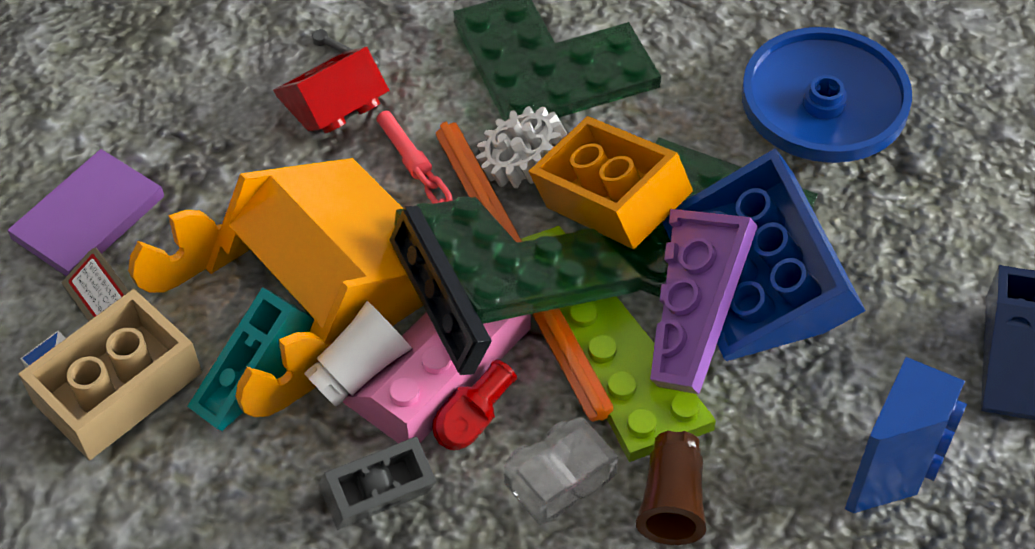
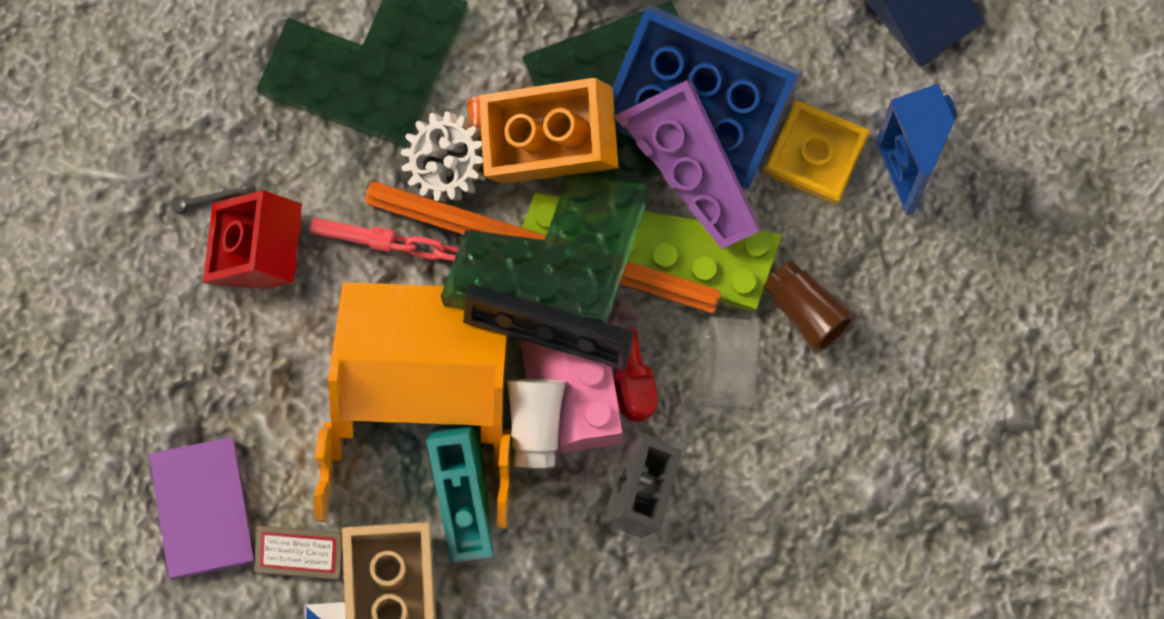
camera: 50 degrees left, 20 degrees up
(817, 394) = (816, 152): none -> yellow tile

